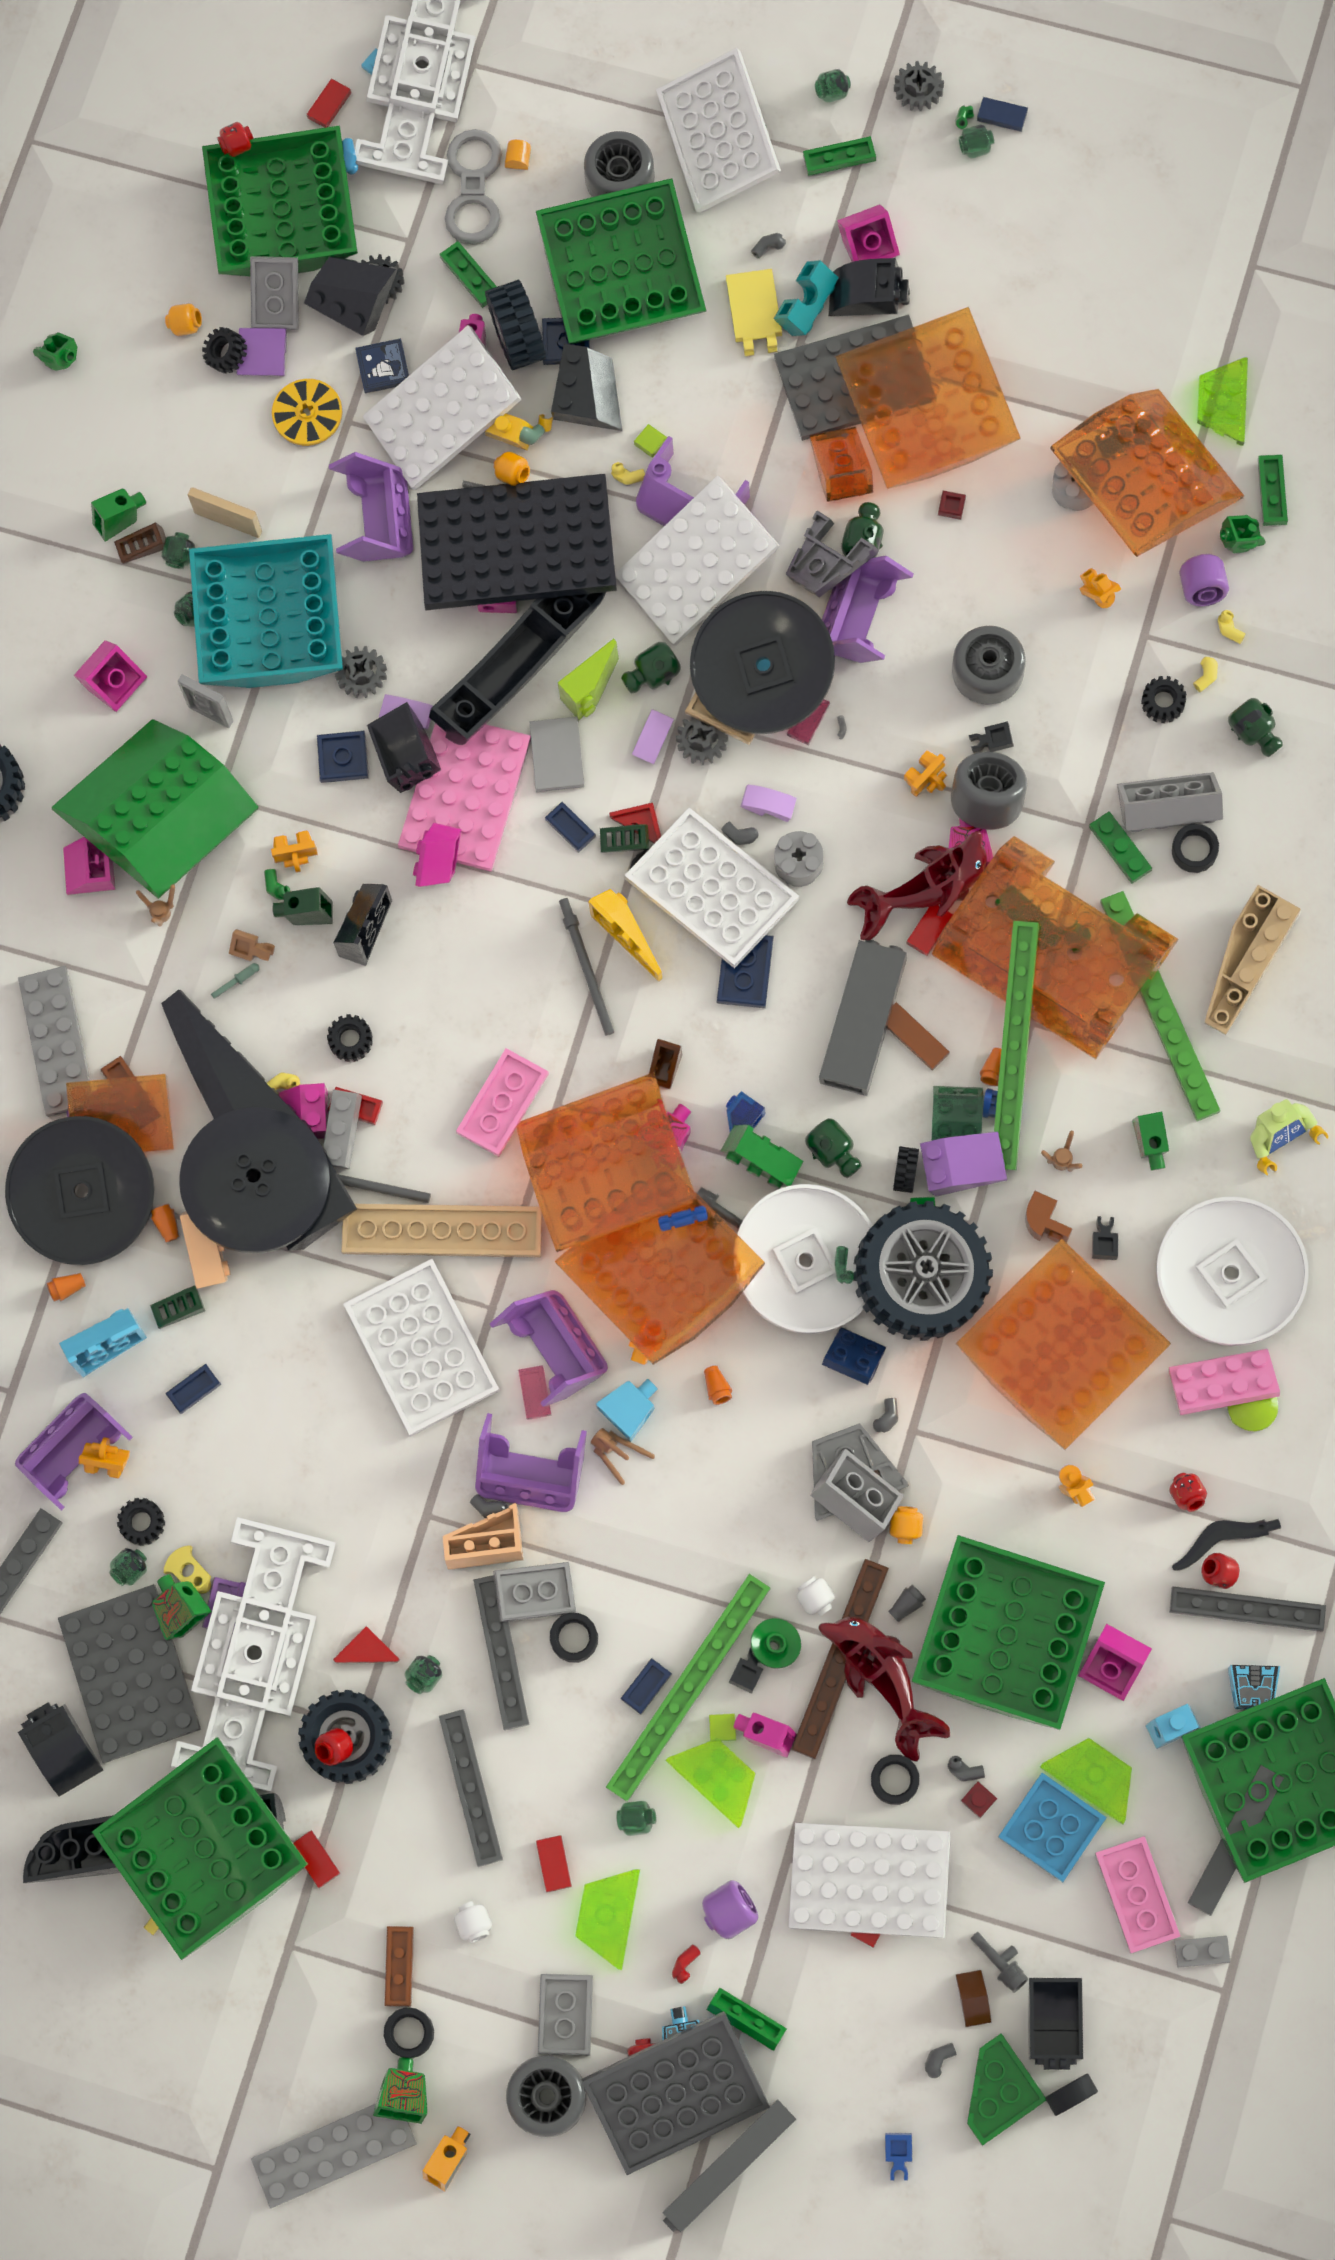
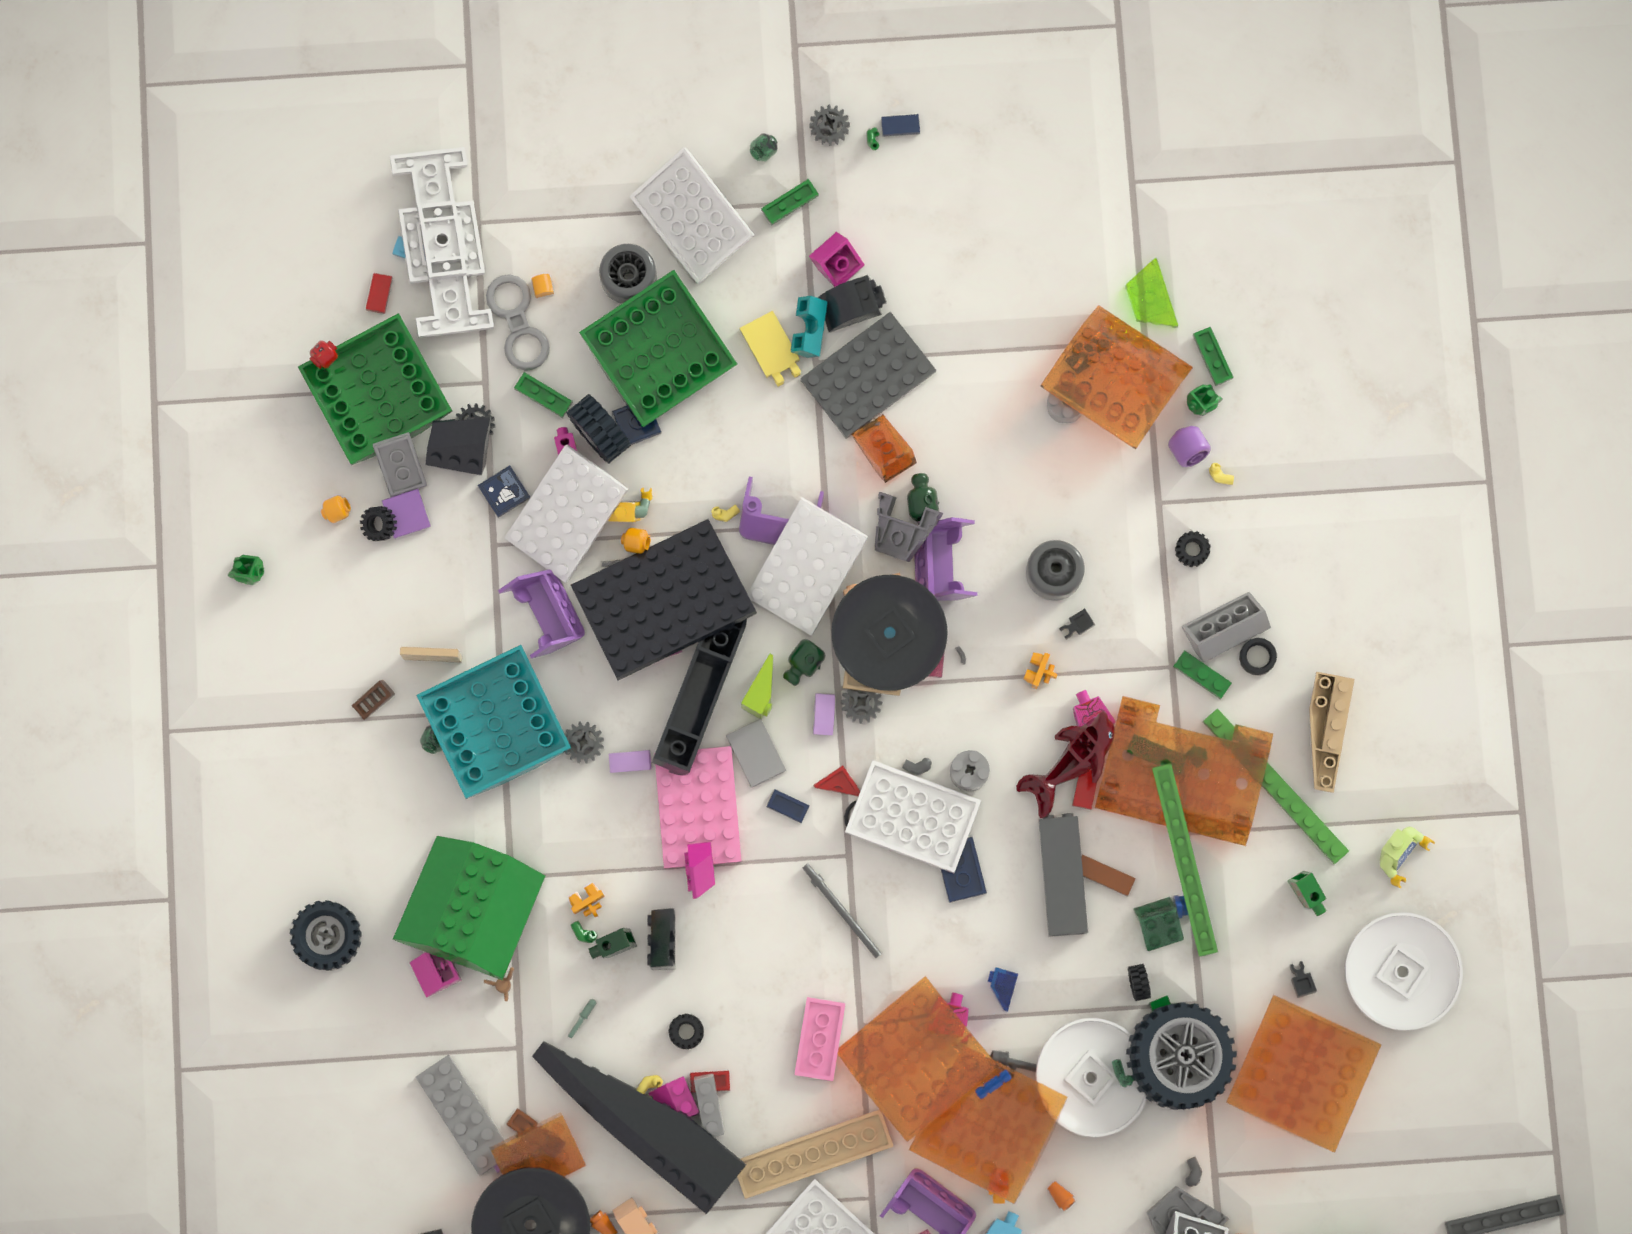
camera: 30 degrees left, 5 degrees up
(110, 675) = (391, 813): dark pink slope -> none
(115, 512) = (342, 689): green torso -> none
(176, 550) = (405, 696): clear green head -> none
(205, 701) = (476, 811): light grey tile -> none
(247, 946) = (581, 988): medium nougat plate -> none
(260, 1213) = (670, 1201): black dish -> none
(292, 421) = (460, 564): yellow piece -> none
(342, 756) = (594, 813): dark blue tile -> none
(349, 156) = (415, 334): dark azure arm -> none
(385, 1188) = (757, 1137): dark grey bar -> none
(403, 748) = (640, 792): black piece -> none
(586, 389) = (669, 457): black wedge -> none
(616, 918) = (854, 868): yellow wedge -> none
(643, 838) = (849, 801): dark green slope -> none
(650, 440) = (732, 480): lime tile -> none
(665, 1062) = (930, 965): reddish brown slope -> none
(761, 1156) = (1030, 1013): green wedge -> none
(767, 241) = (760, 289): dark grey arm -> none
(769, 801) = (930, 734): lavender slope -> none
(833, 1146) = (1078, 983): dark green piece -> none
(854, 1356) = (1153, 1137): dark blue plate -> none
(928, 399) = (933, 378): clear orange slope -> none
(952, 505) = (978, 451): dark red tile -> none
(963, 1162) = (1179, 961): medium lavender slope -> none
(976, 141) = (889, 155): clear green head -> none
(988, 790) = (1092, 669): dark grey wheel -> none
(991, 1068) = (1172, 879): orange cone -> none
(1039, 1222) = (1248, 981): dark orange brick -> none
(1063, 1157) = (1249, 929): medium nougat plant -> none
(1075, 1485) = (1351, 1175): light orange hips -> none
(1099, 588) = (1113, 479): light orange hips -> none
(1188, 1492) = (1431, 1148): red head -> none
(1209, 674) = (1218, 515): light yellow arm -> none
(1220, 1570) = (1476, 1198): red head -> none
(1221, 1531) = (1466, 1166): black piece -> none
(1224, 1381) = (1427, 1055): bright pink plate -> none
(1254, 725) = (1267, 546): dark green piece -> none
(1255, 1414) = (1453, 1065): lime dish -> none

